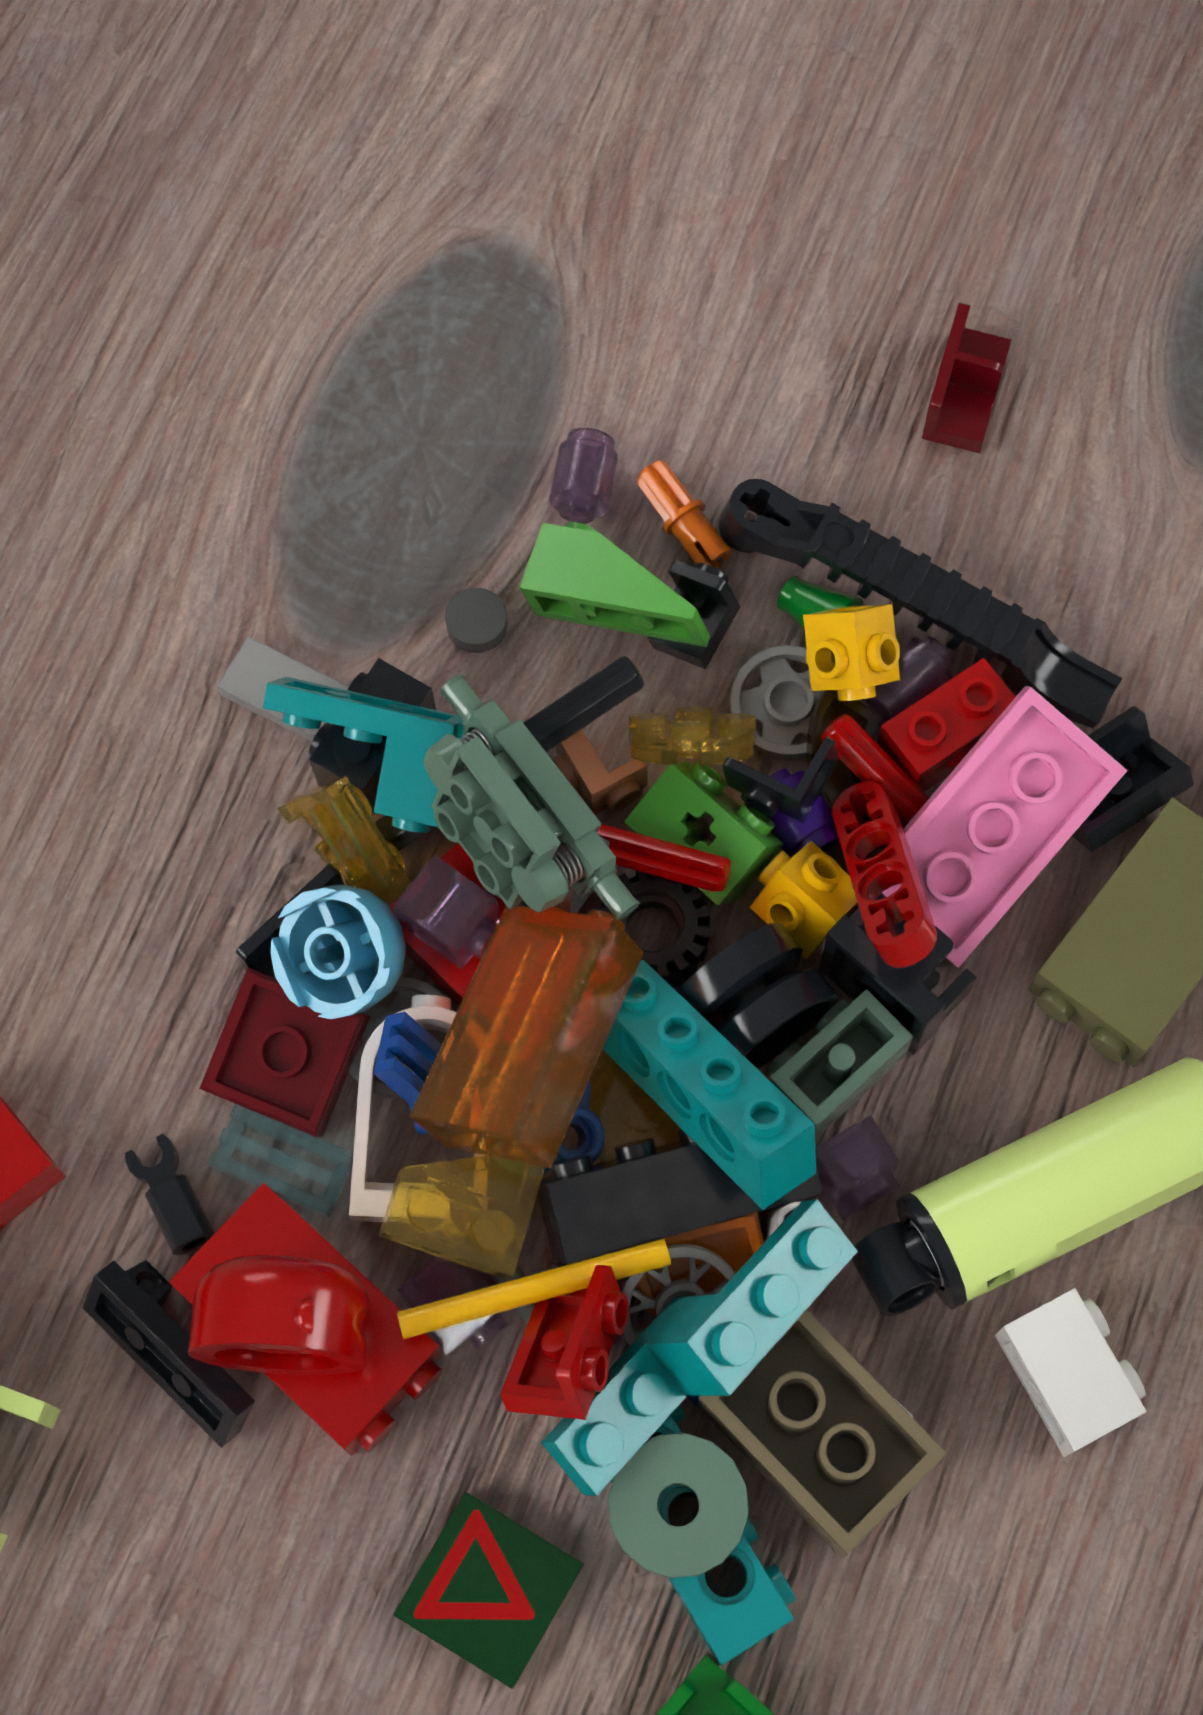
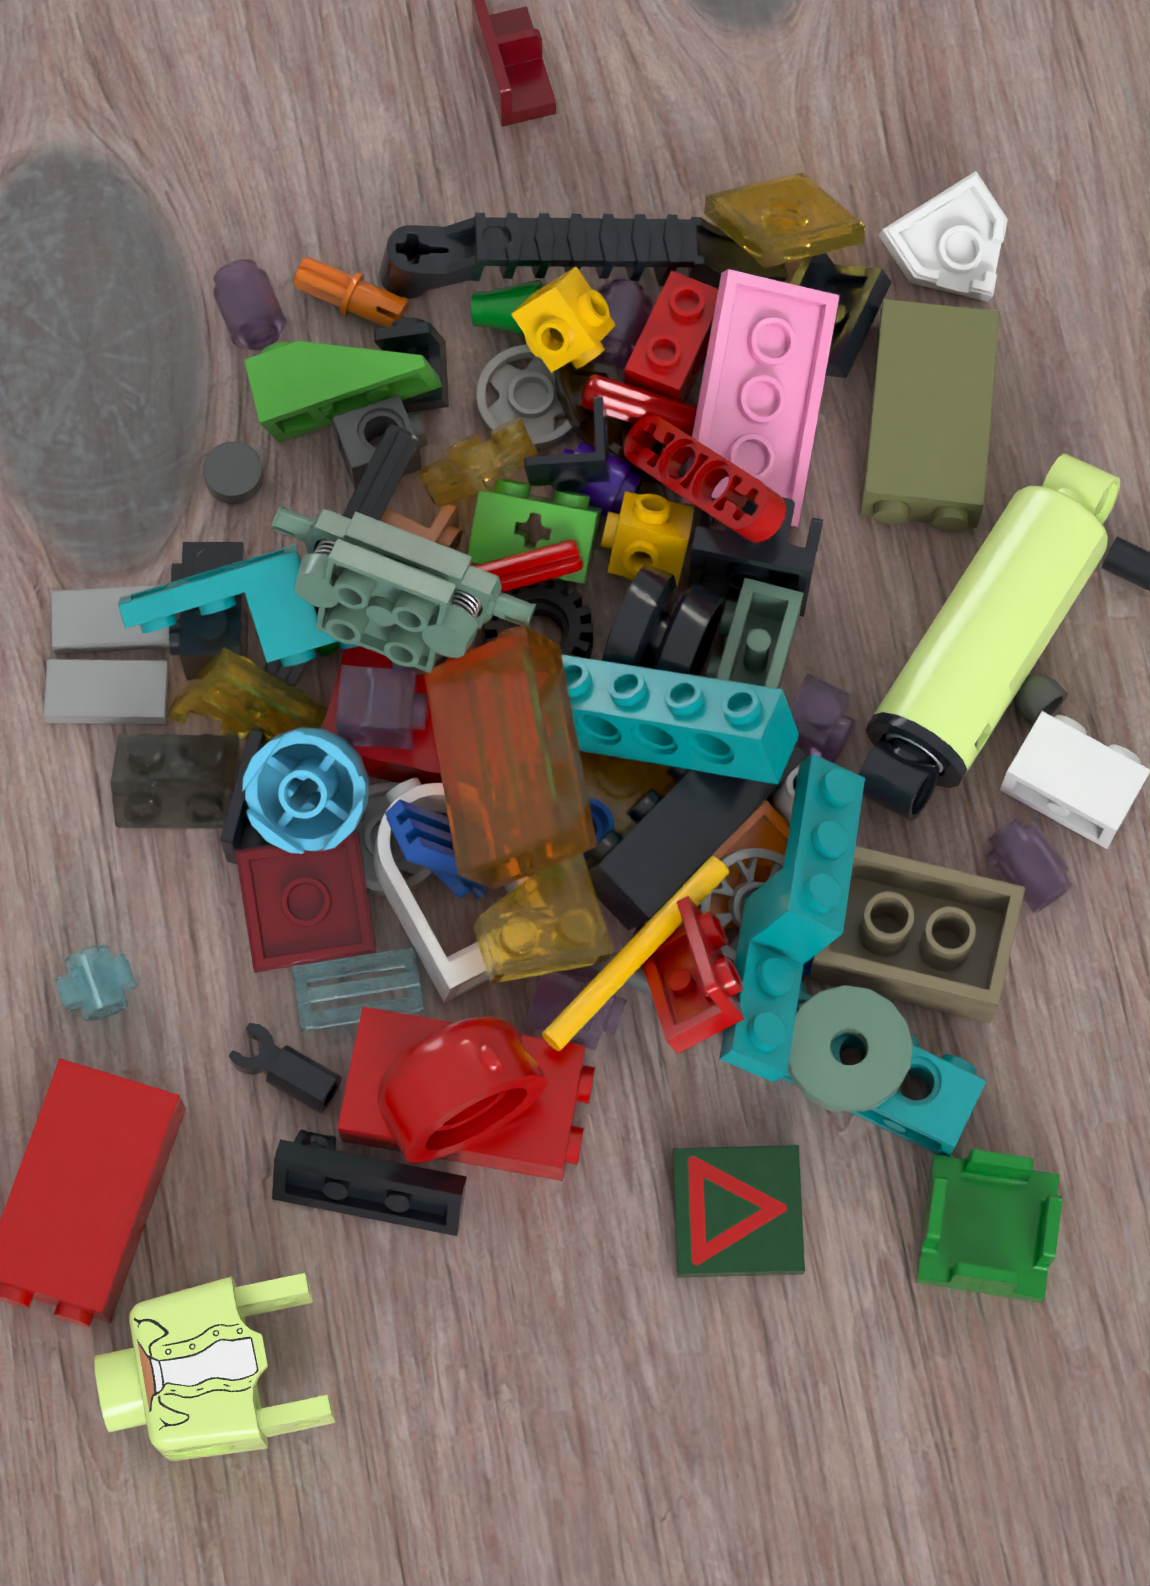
camera: 35 degrees left, 0 degrees up
(54, 1014) = (96, 982): none -> clear light blue gear
(239, 755) = (106, 691): none -> light grey tile
(240, 867) = (174, 780): none -> clear smoke bracket
(607, 642) = (360, 426): none -> dark grey brick
(974, 1427) = (1029, 860): none -> clear purple brick
(1088, 1269) = (1038, 695): none -> dark grey hinge
(1124, 669) = (784, 219): none -> clear yellow plate

